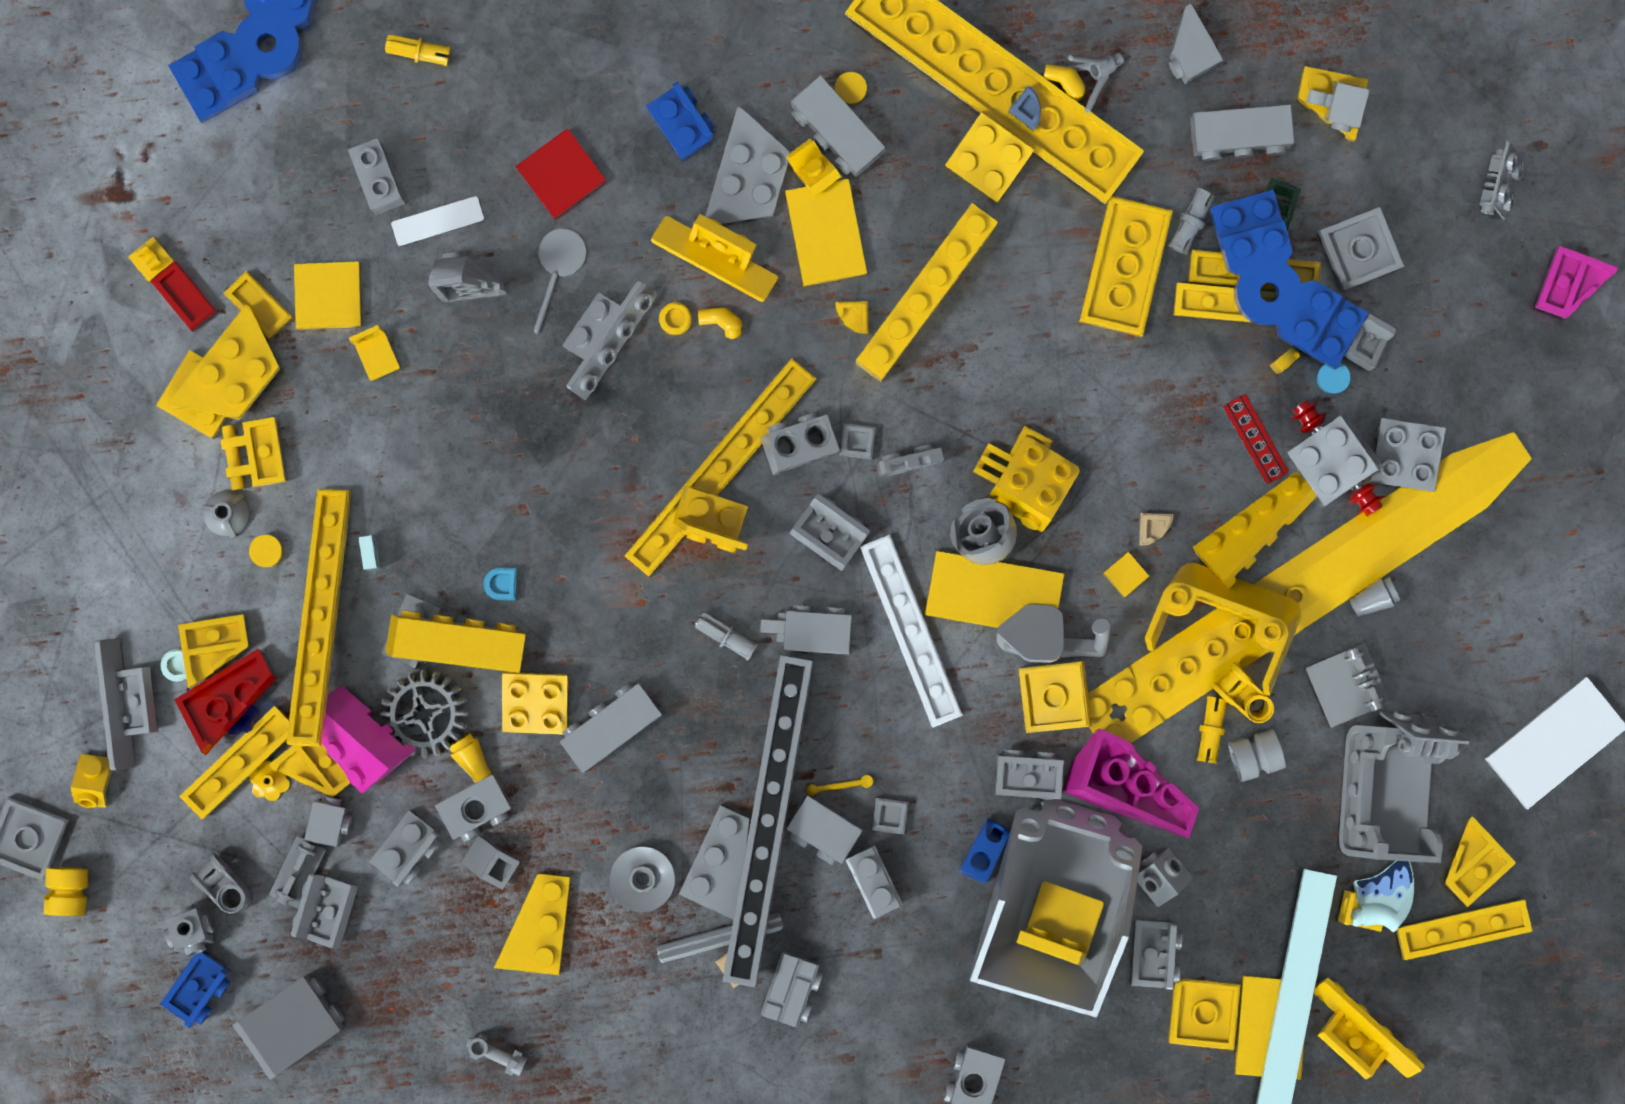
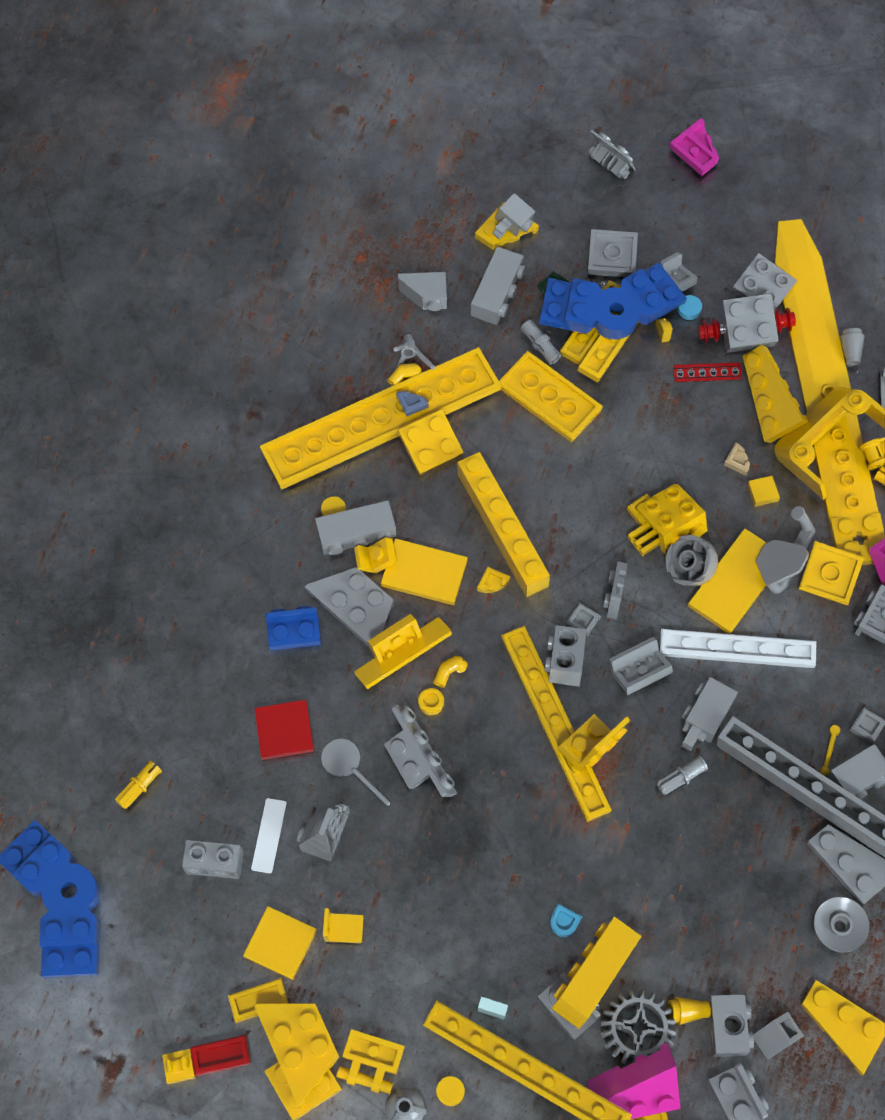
camera: 55 degrees left, 20 degrees down
(534, 703) = (668, 939): yellow hinge -> none
(610, 726) = (712, 891): light grey brick -> none

